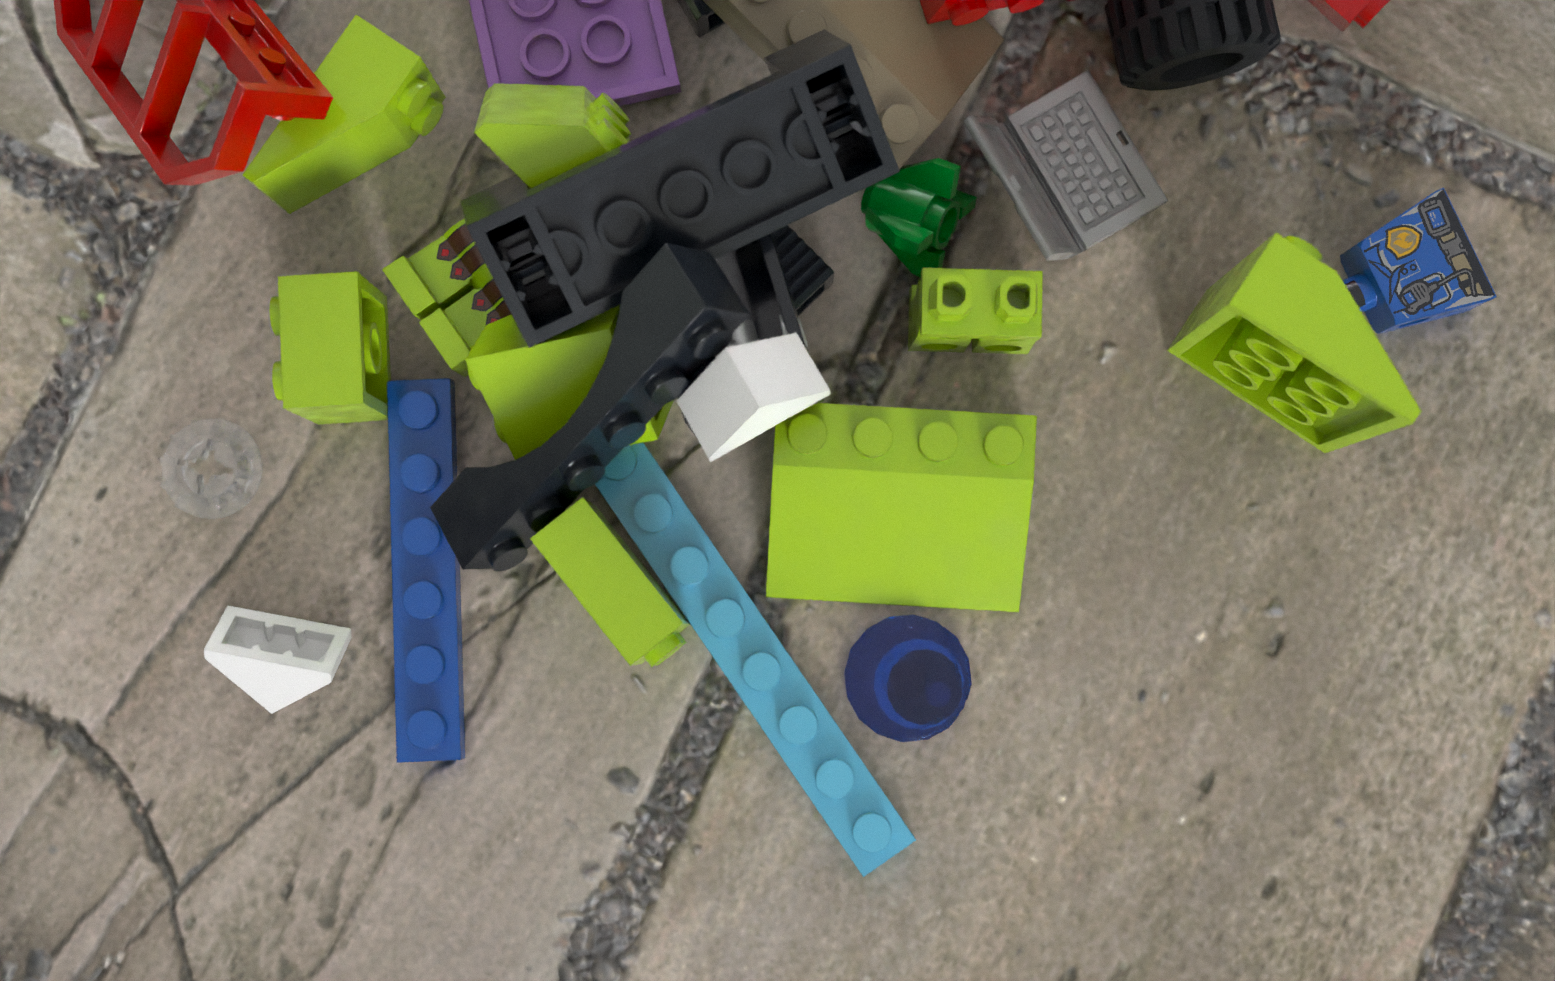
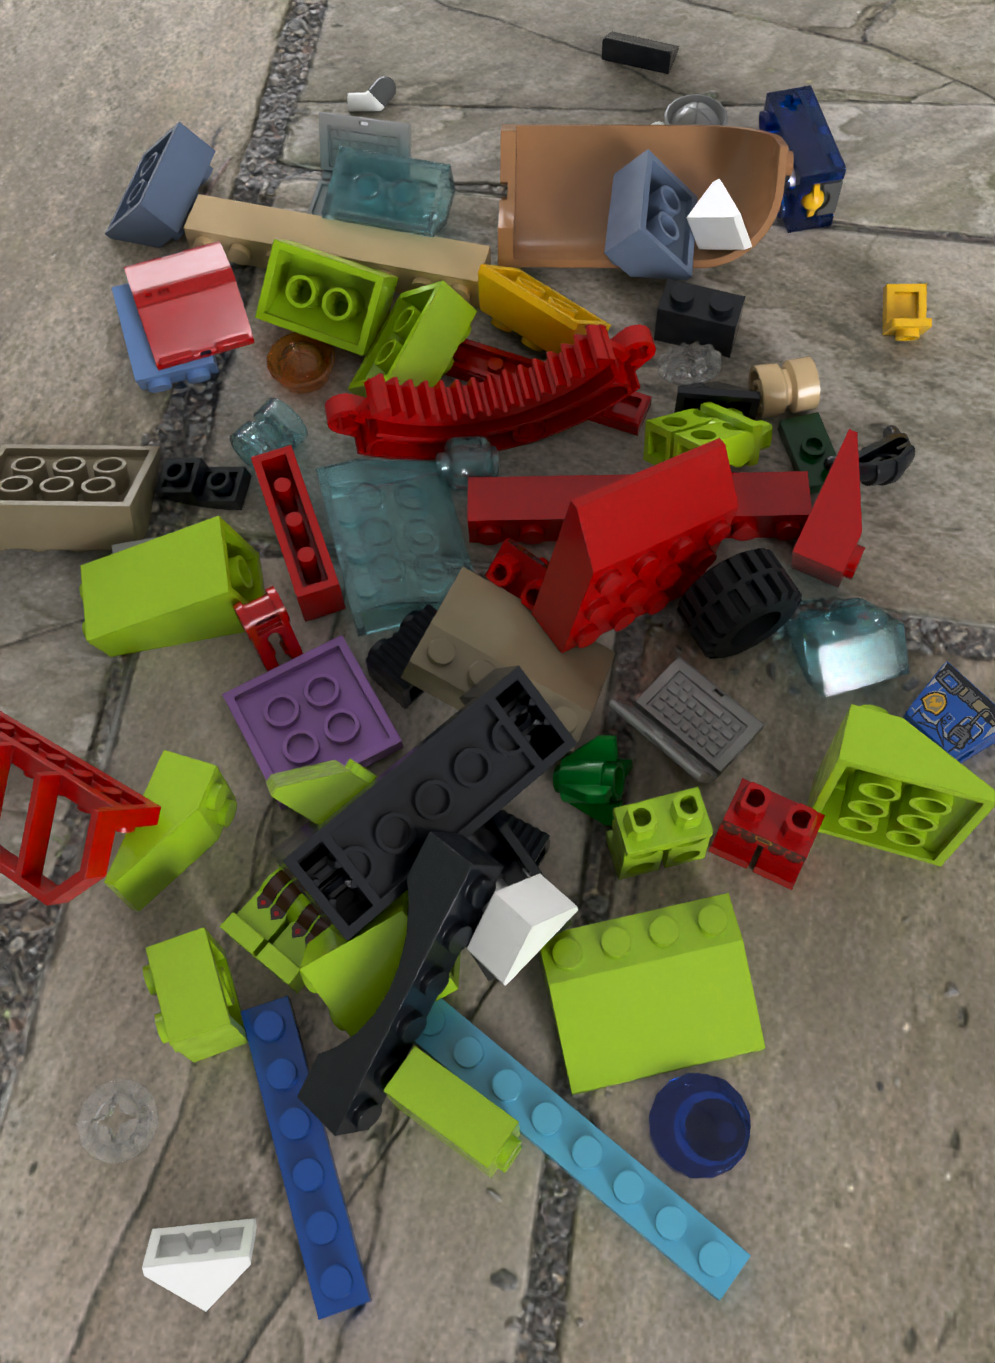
camera: 15 degrees left, 20 degrees down
(1123, 342) = (773, 822): none -> red hips
(1320, 123) = (848, 646): none -> clear light blue slope

